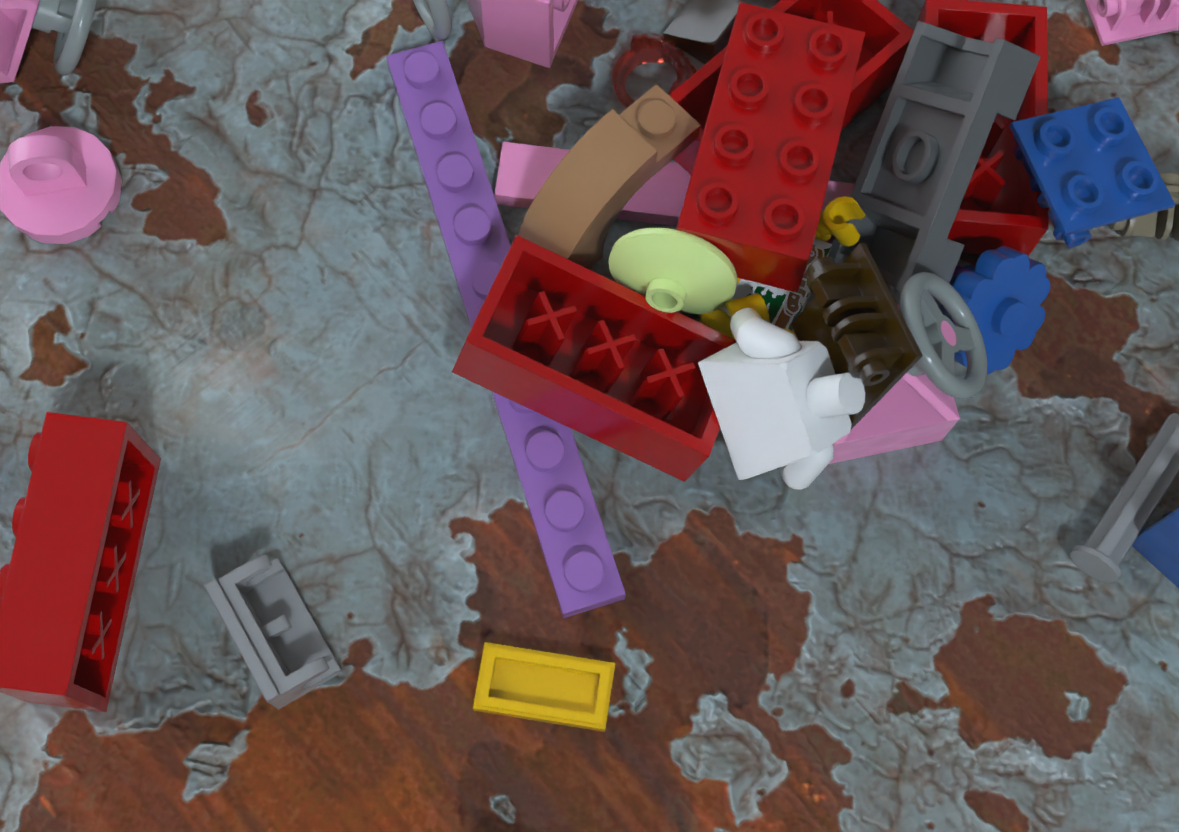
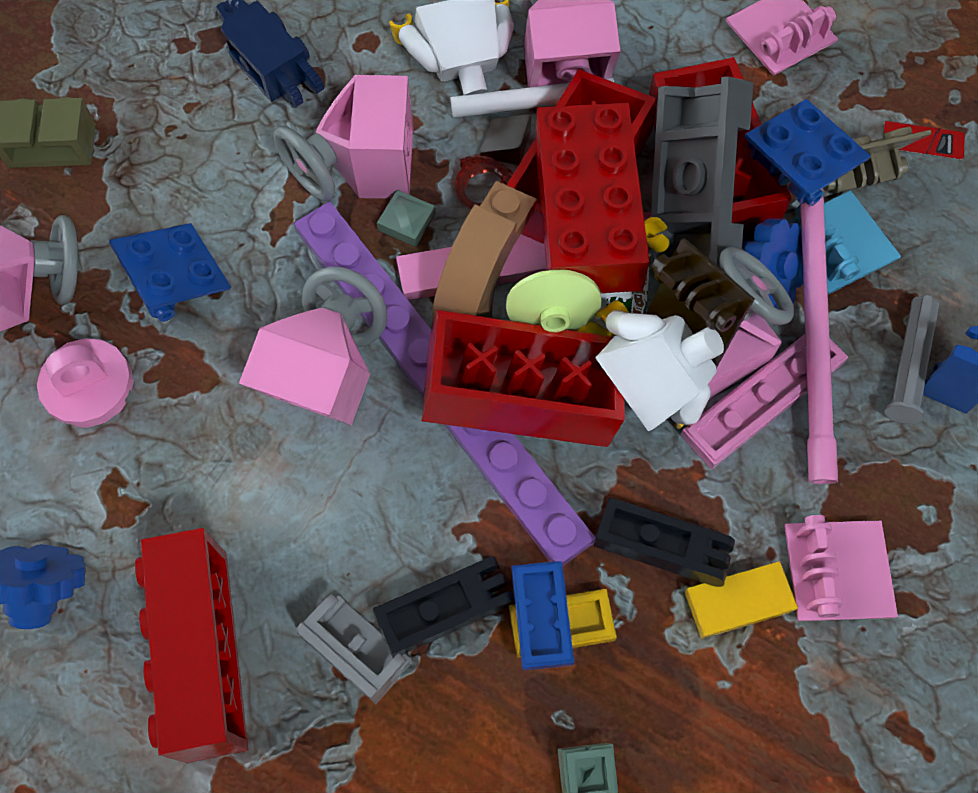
camera: 15 degrees left, 5 degrees down
(208, 67) = (169, 268): none -> blue hinge
(345, 244) = (313, 355): none -> bright pink piece
(400, 616) = (442, 607): none -> black hinge
(517, 670) = (542, 615): none -> blue plate
(535, 93) = (406, 218): none -> sand green tile
(711, 629) = (665, 542): none -> black hinge
(783, 735) = (741, 601): none -> yellow tile
(918, 481) = (754, 404): none -> bright pink tile
(928, 741) = (839, 570): none -> bright pink hinge
(968, 565) = (821, 440): none -> bright pink piece
(1103, 306) = (852, 242): none -> medium azure hinge

